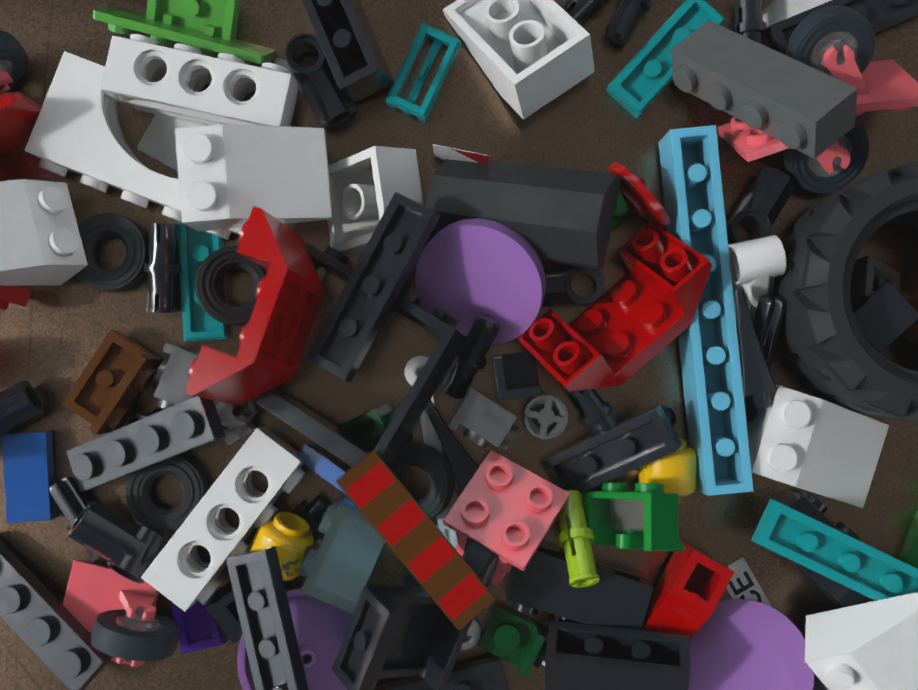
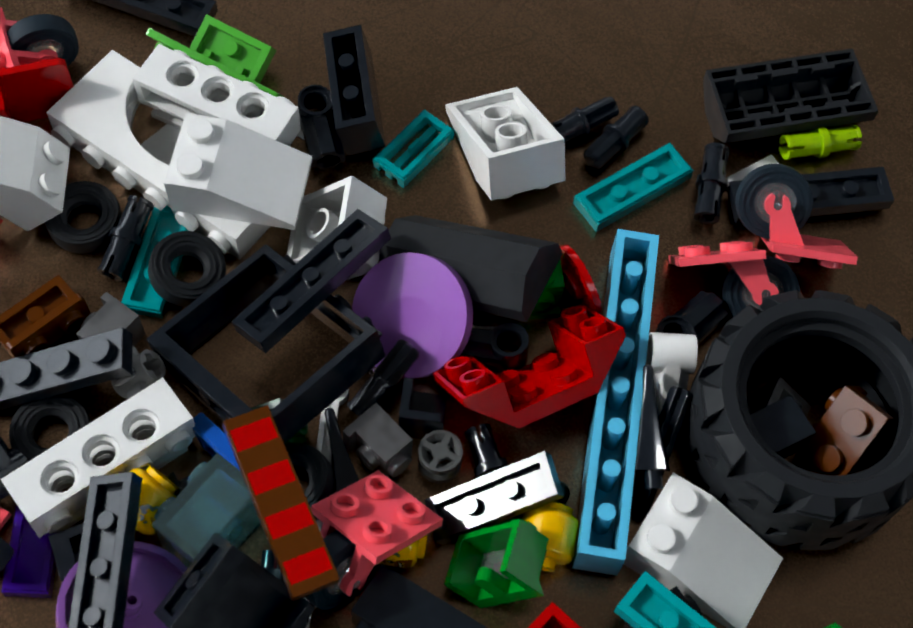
camera: 10 degrees right, 25 degrees down
(278, 325) = (208, 292): red slope -> none
(442, 153) = (423, 206): white sticker -> none
(576, 542) = (437, 569): lime pin -> none
(764, 88) = (706, 213): dark grey brick -> none

